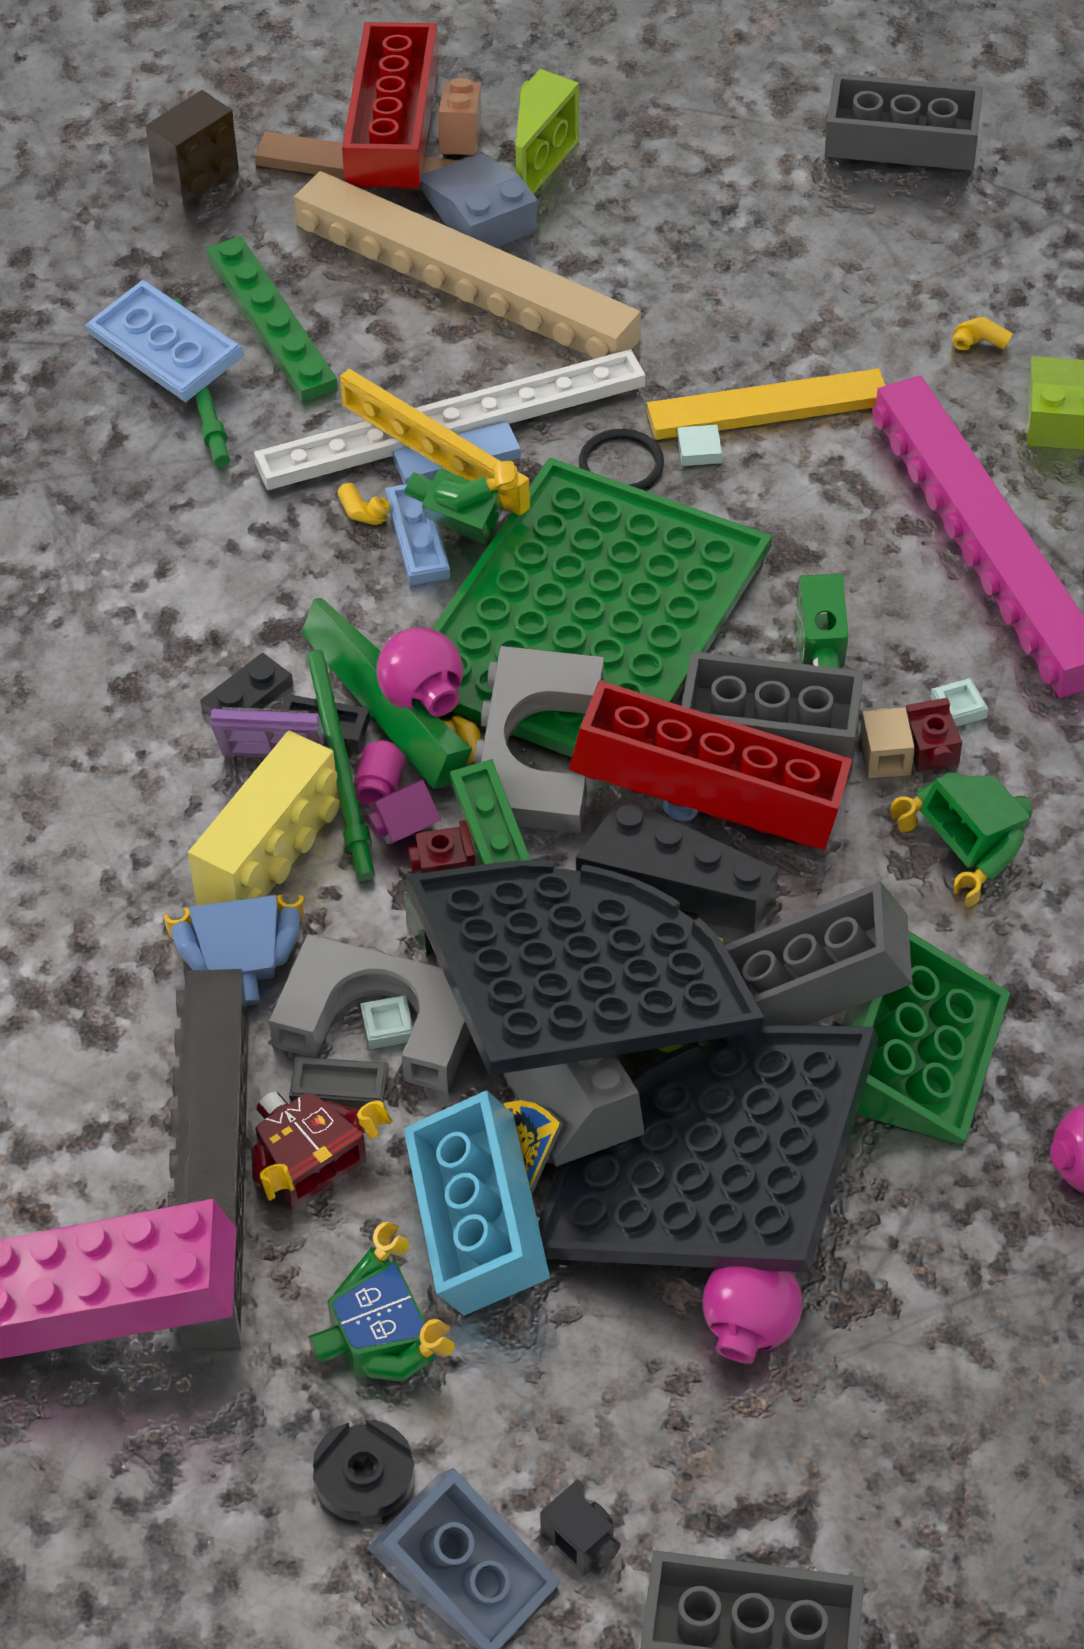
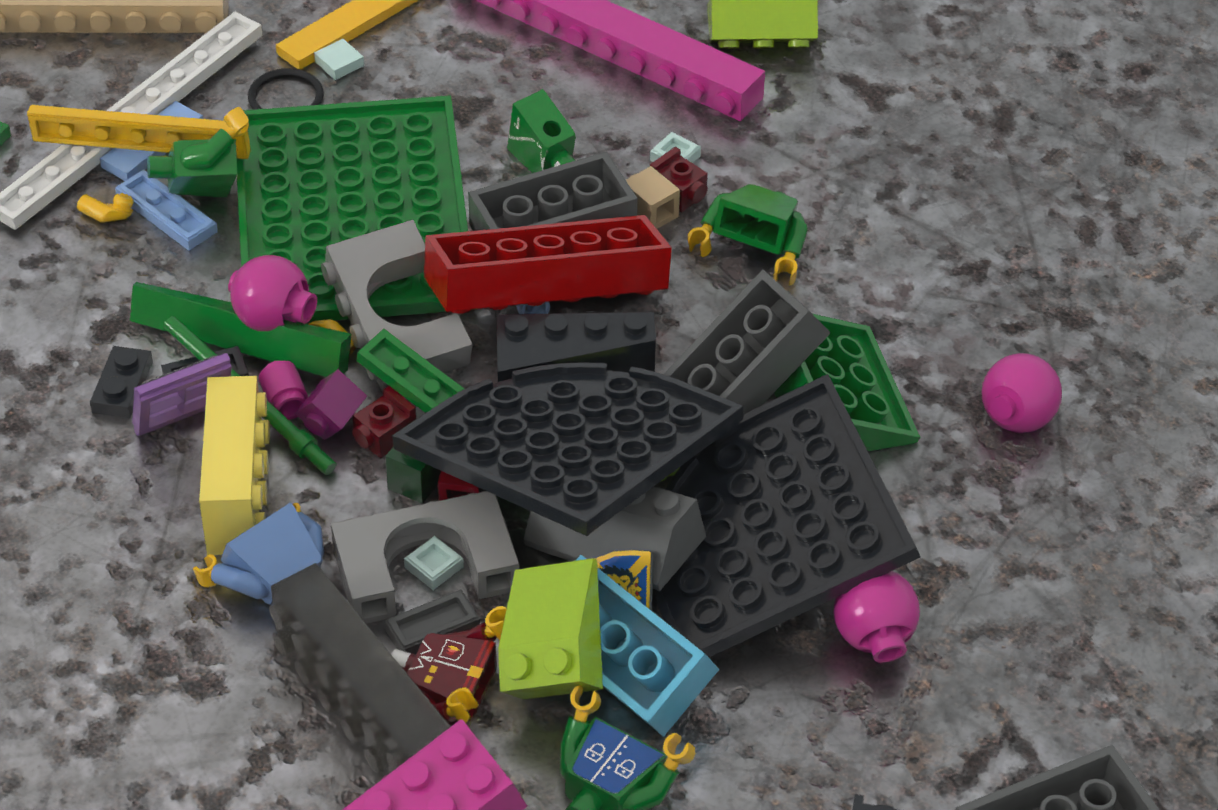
camera: 35 degrees left, 5 degrees down
(407, 1153) = (552, 631): none -> lime slope

